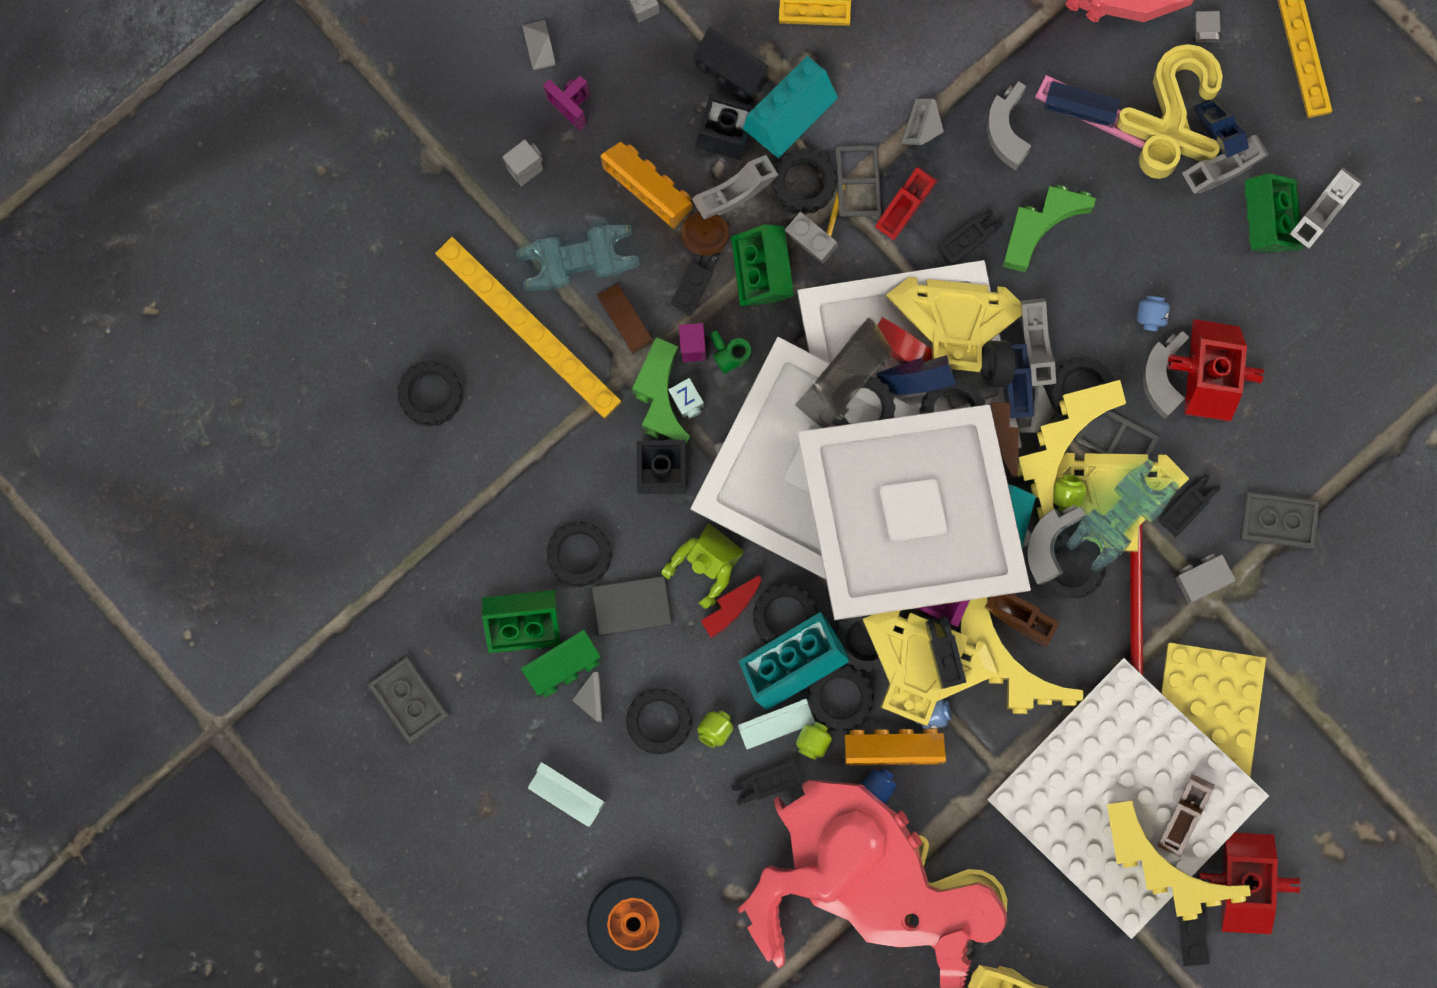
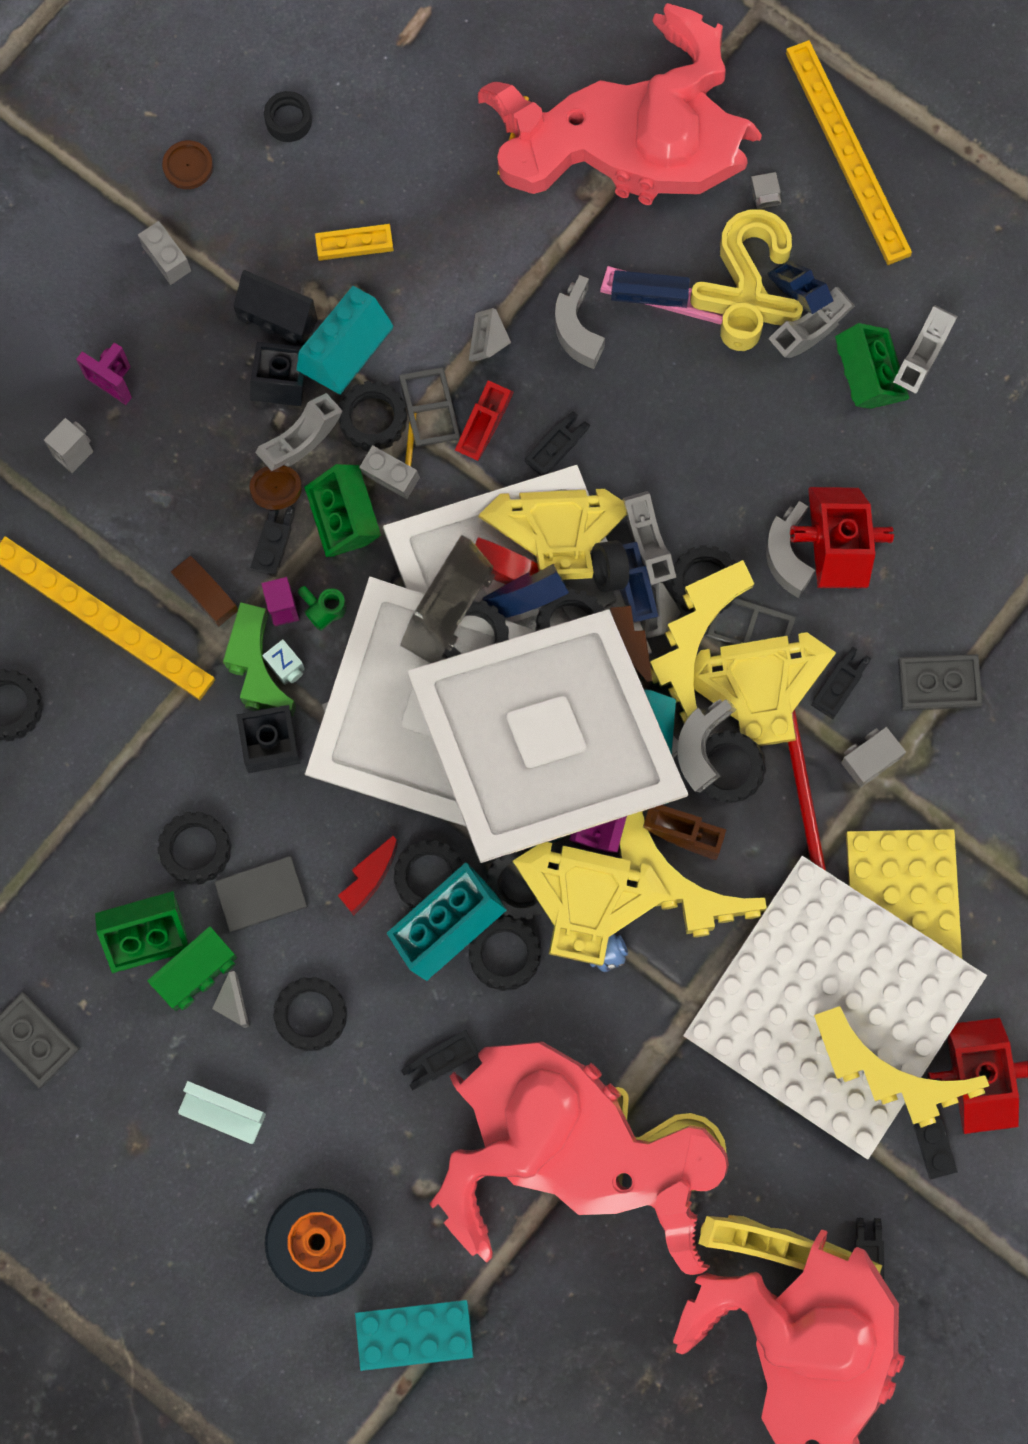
camera: 15 degrees left, 5 degrees down
(539, 45) = (68, 324): light grey slope -> none
(561, 261) = (157, 530): clear light blue piece -> none
(646, 184) = (205, 446): light orange slope -> none
(709, 554) = (337, 823): lime torso -> none
(715, 728) = (373, 1011): lime head -> none
(776, 724) = (439, 994): light aqua panel -> none
(813, 740) = (483, 1004): lime head -> none
(880, 784) = (563, 1038): blue head -> none
(894, 749) = (572, 998): light orange slope -> none
(945, 655) = (609, 884): black hinge -> none
(1032, 225) = (621, 419): bright green arch -> none
(1069, 492) = (710, 688): lime head -> none
(1135, 502) = (783, 686): clear light blue piece -> none
(1153, 312) = (765, 488): medium blue head -> none
(1186, 815) = (901, 1012): slope -> none

